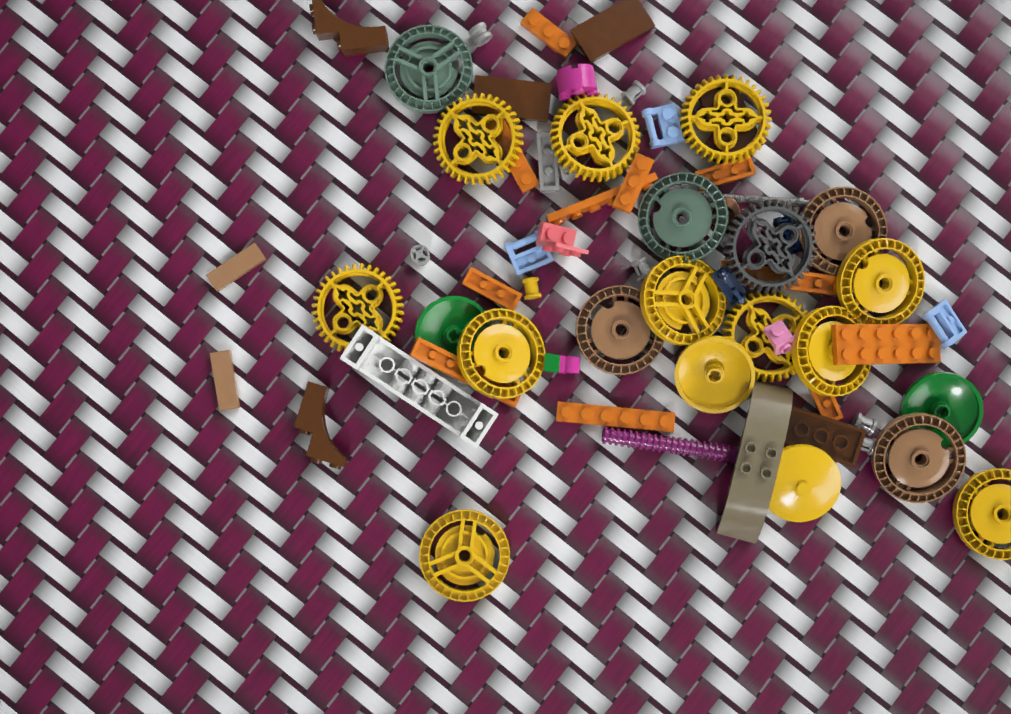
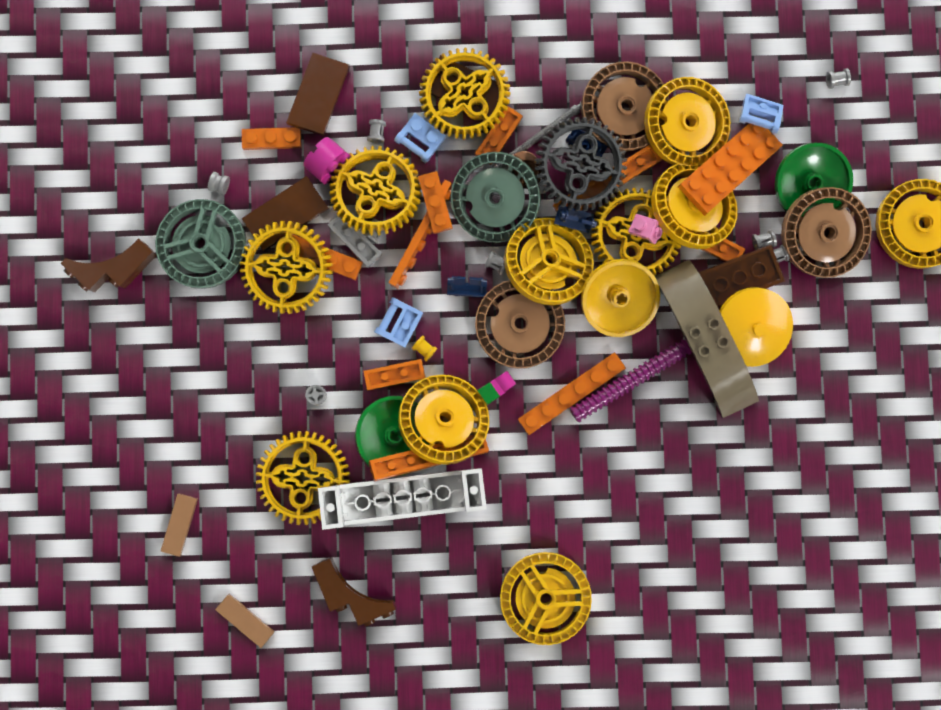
camera: 40 degrees left, 0 degrees up
(558, 239) = (413, 294): coral bracket -> none
(596, 263) = (475, 288): none -> dark blue hinge

